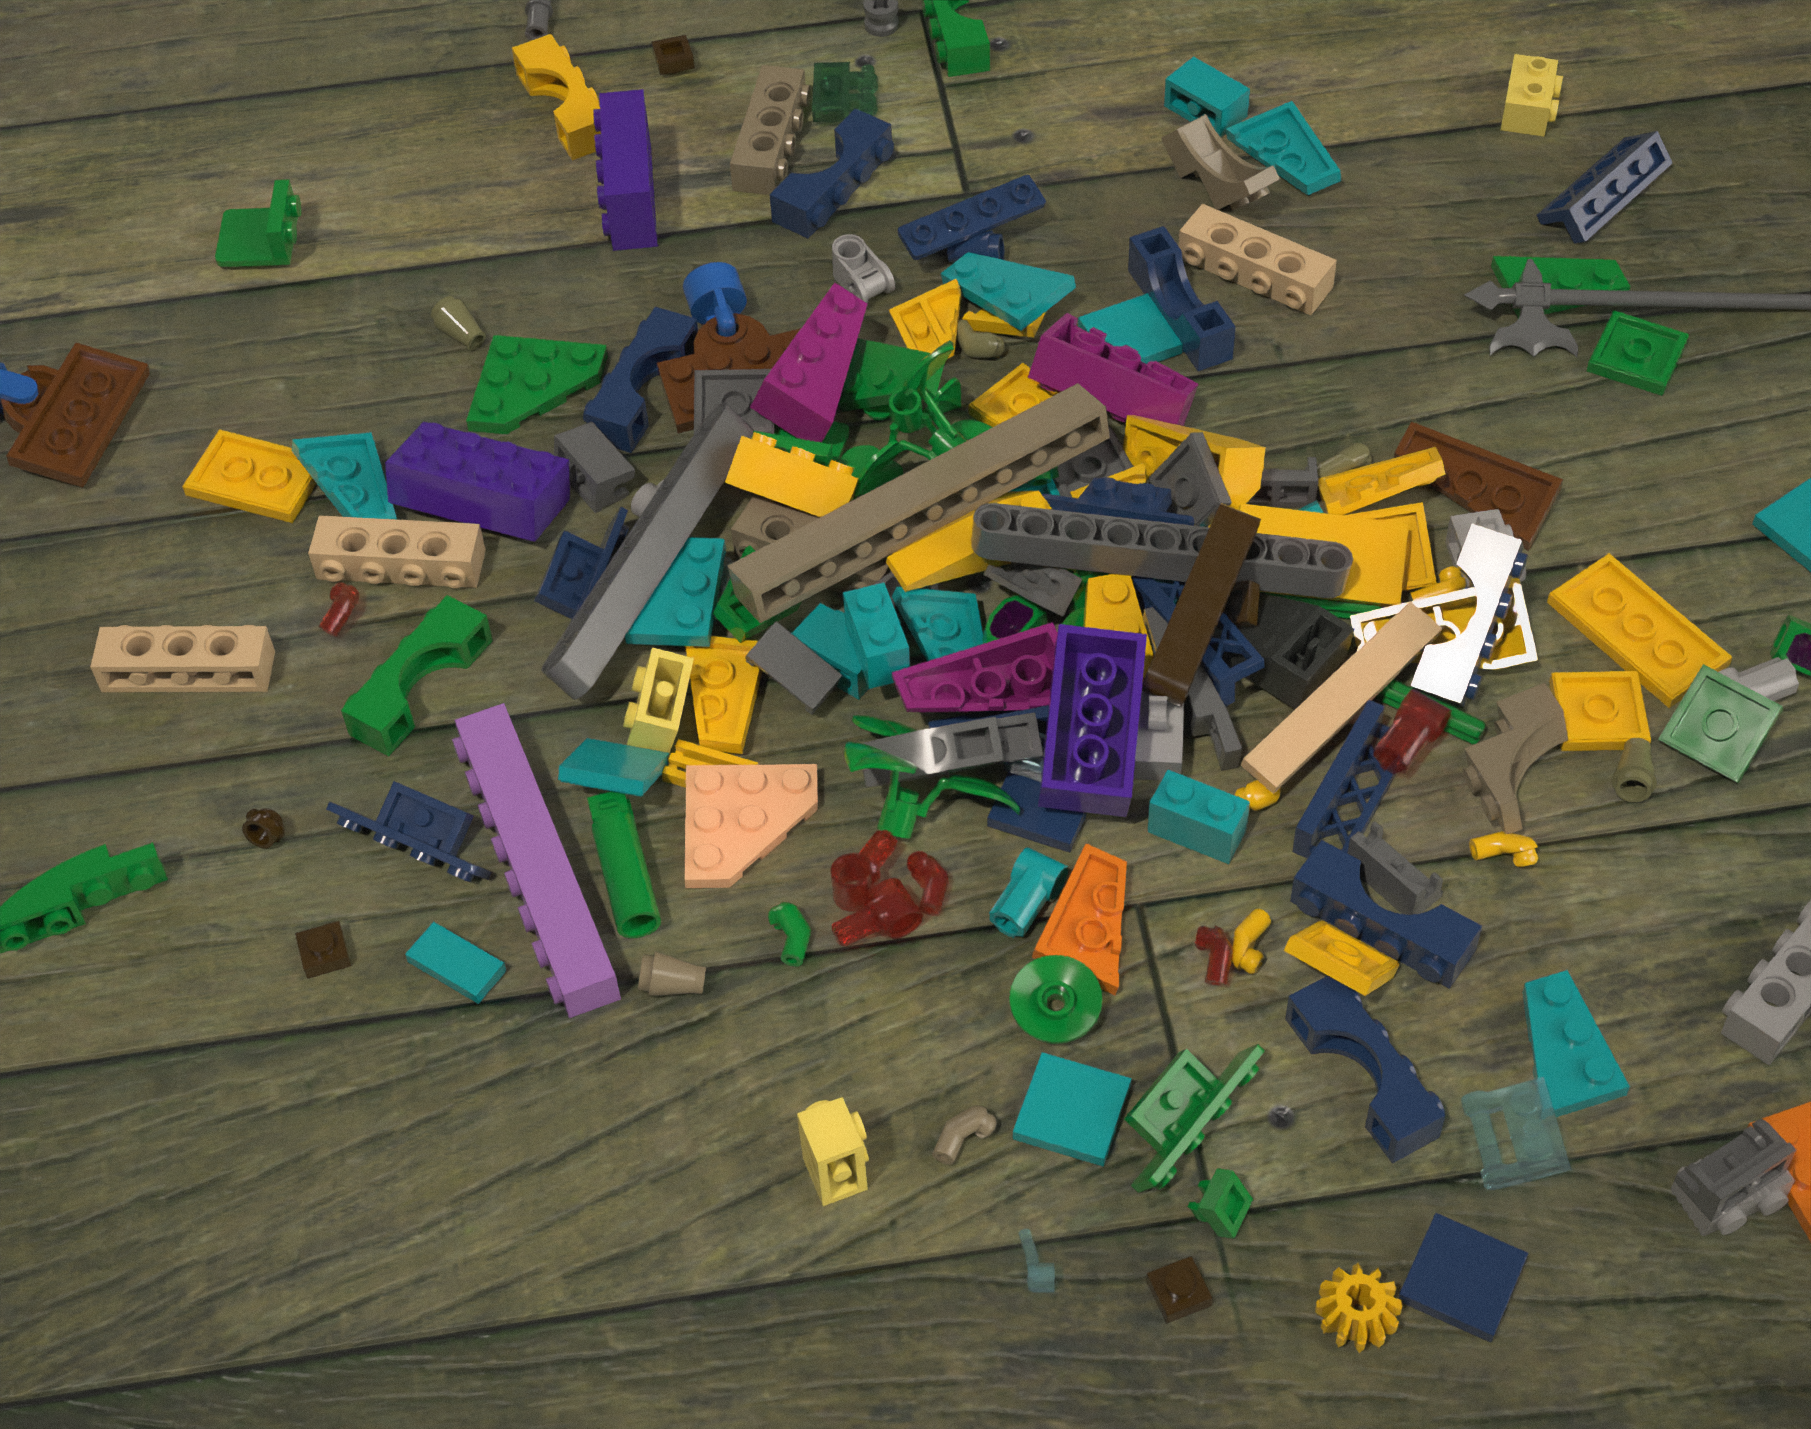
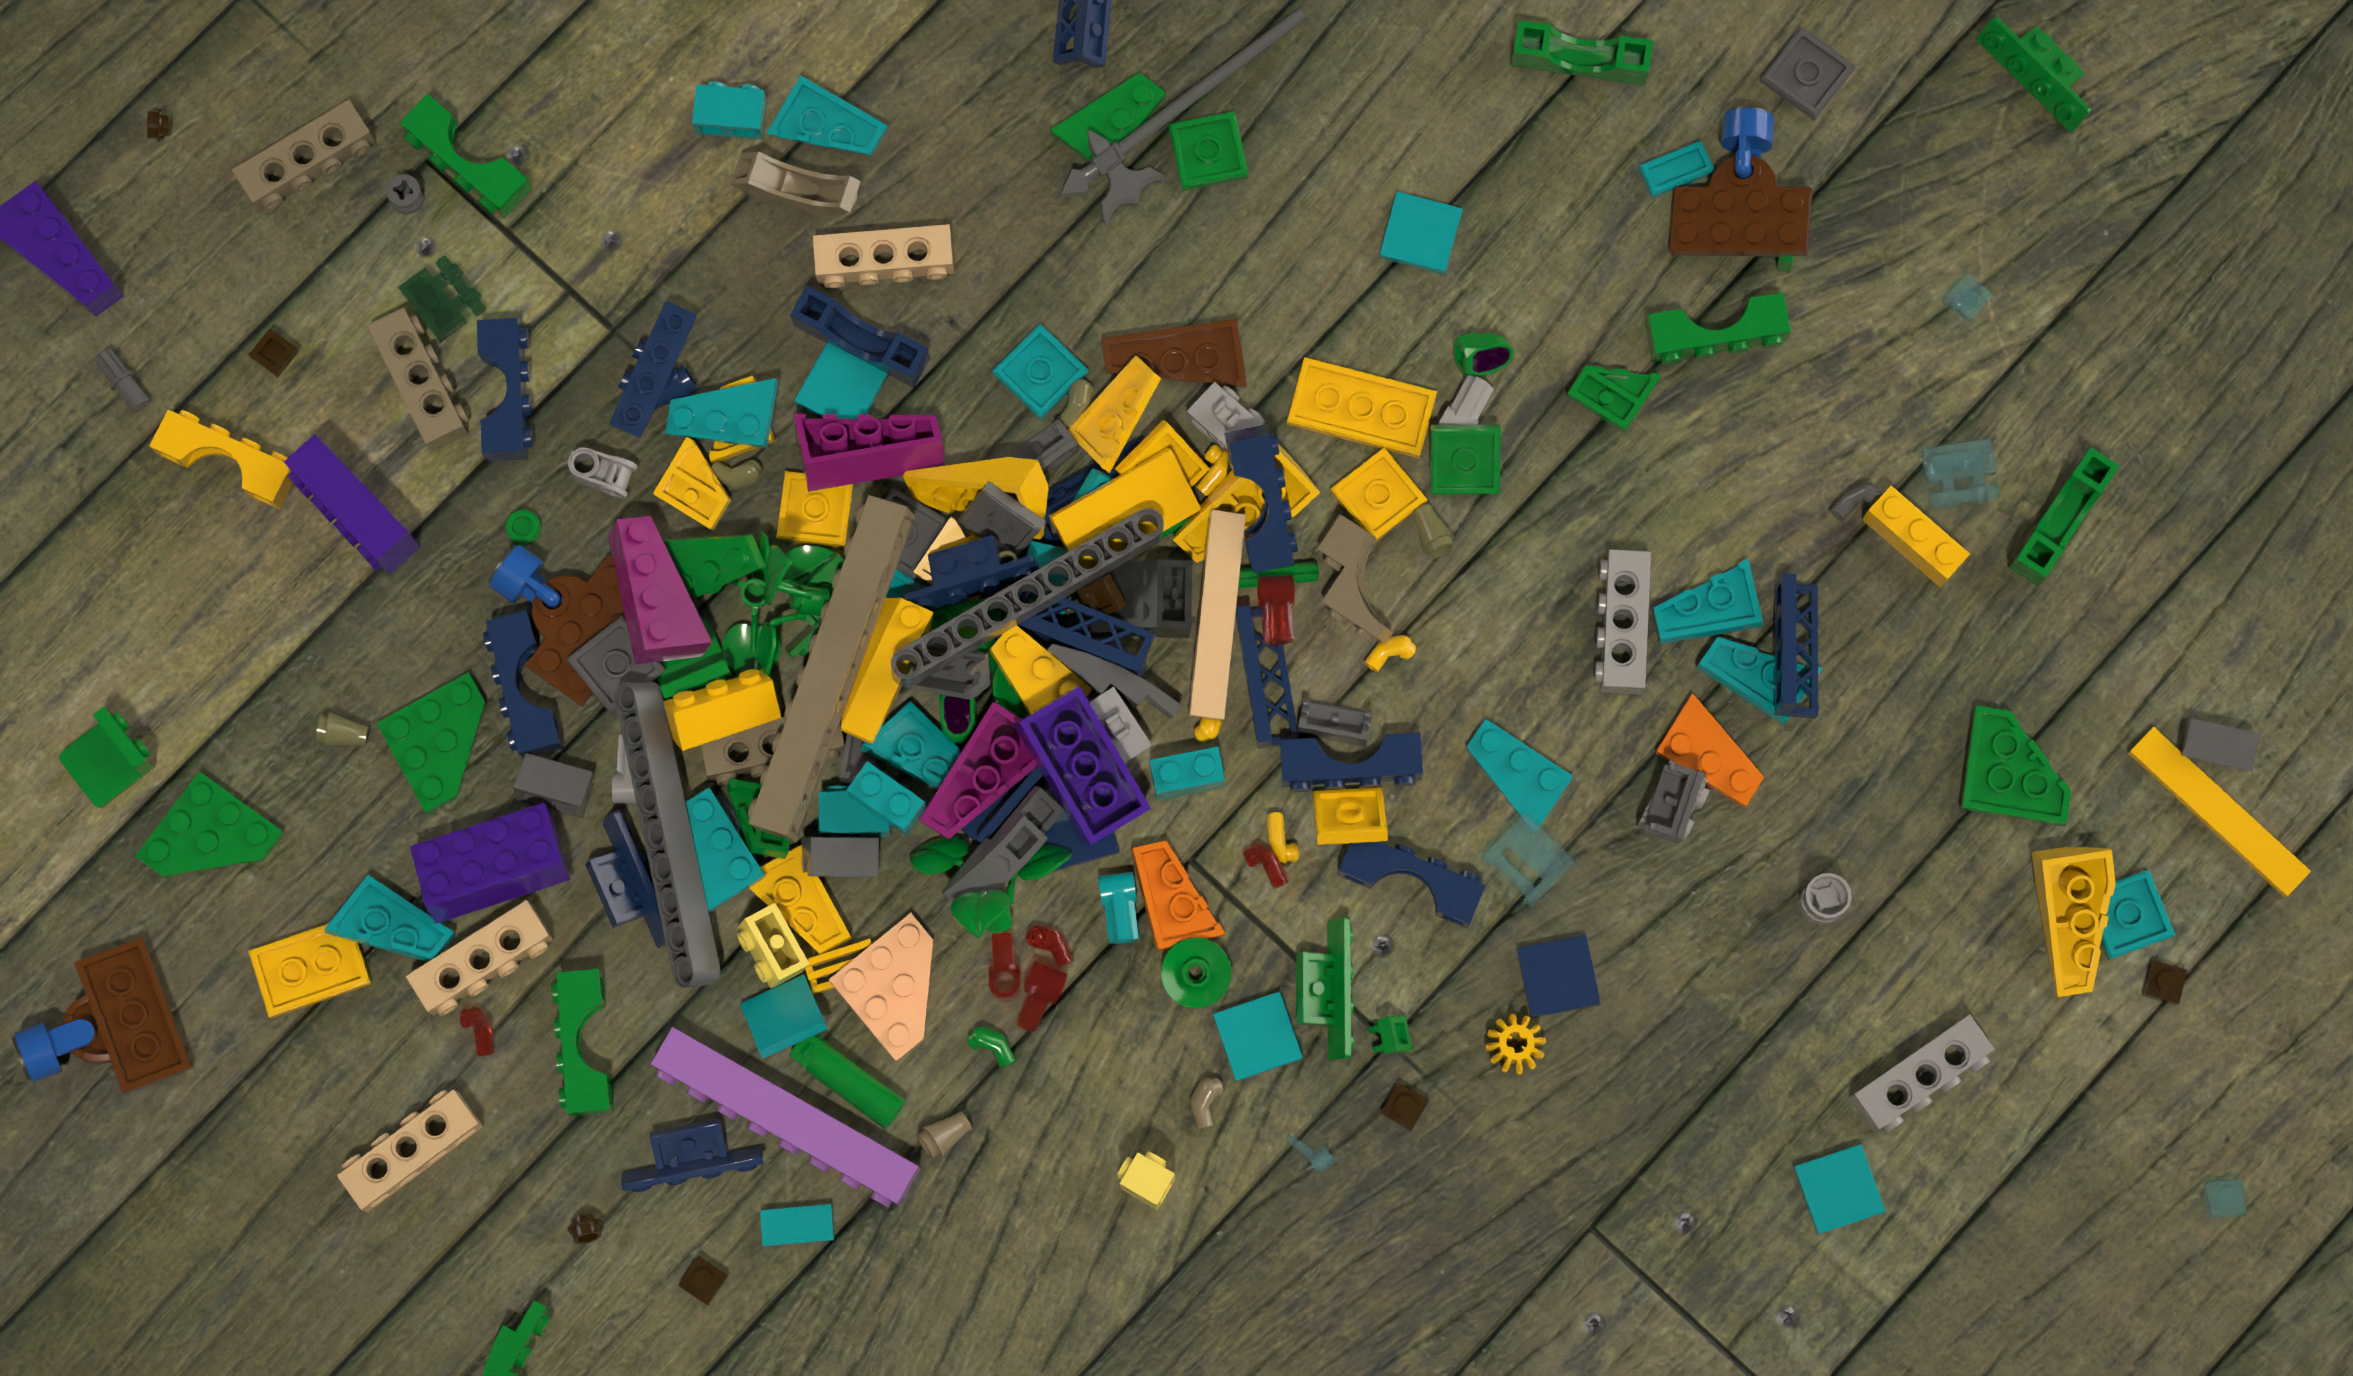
camera: 40 degrees left, 25 degrees up
(280, 331) = (207, 833): none -> green plate
(757, 278) = (523, 527): none -> green tile
(1201, 604) = (1092, 628): dark brown beam -> none
(1328, 423) = (1040, 372): none -> teal tile

